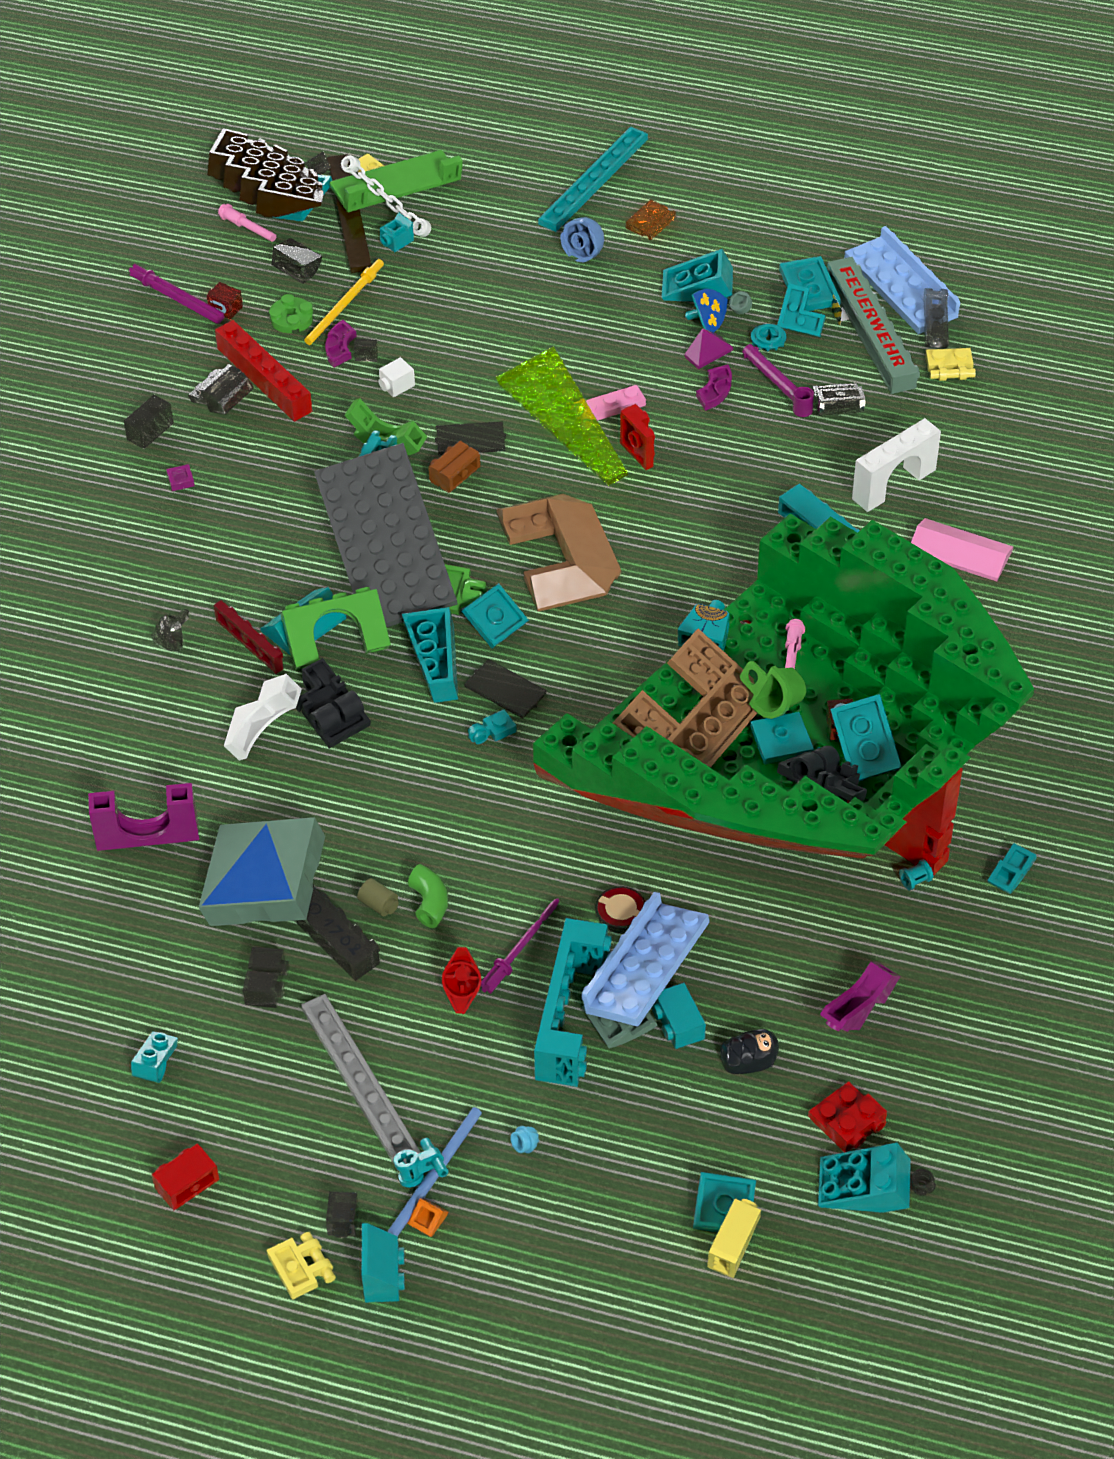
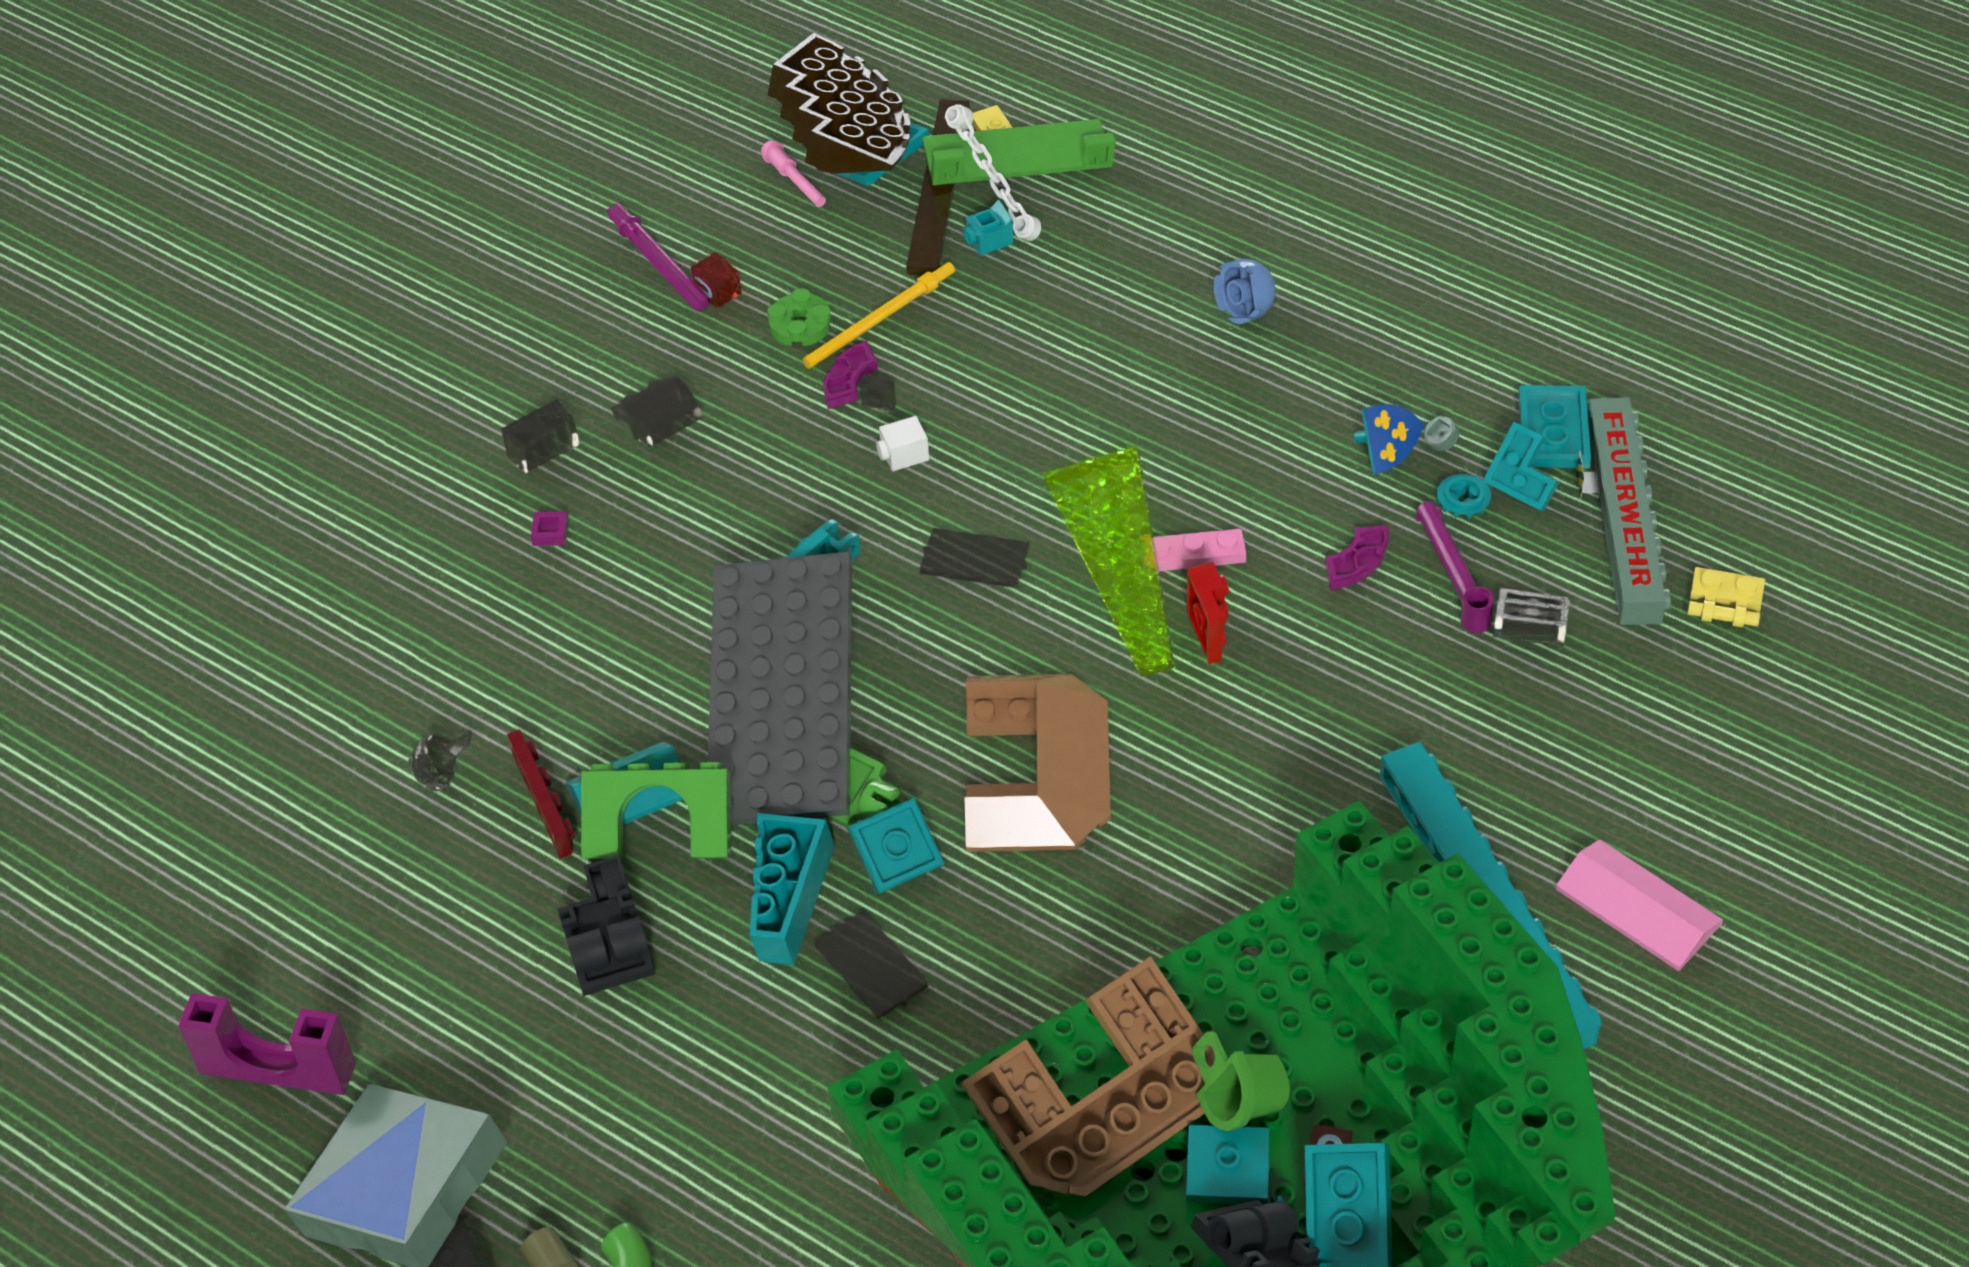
camera: 20 degrees right, 0 degrees up
(249, 720) = (485, 925): white arch -> none
(263, 370) = (725, 395): red brick -> none
(296, 260) = (836, 240): clear smoke brick -> none
(319, 163) = (923, 108): clear smoke plate -> none
(366, 422) = (878, 536): bright green arch -> none
(454, 466) = (930, 597): dark orange brick -> none
(497, 725) = (835, 1022): teal plate -> none
(592, 179) = (1298, 202): teal tile -> none
(650, 219) = (1358, 279): clear orange plate -> none
(701, 273) = (1401, 379): teal slope -> none
(707, 348) = (1366, 494): magenta slope -> none
(710, 620) = (1181, 949): teal torso -> none
(793, 643) = (1313, 988): bright pink pin -> none
(900, 277) = (1700, 453): light blue bracket -> none
(915, 446) = (1533, 749): white arch -> none
(936, 318) = (1725, 521): clear smoke plate -> none

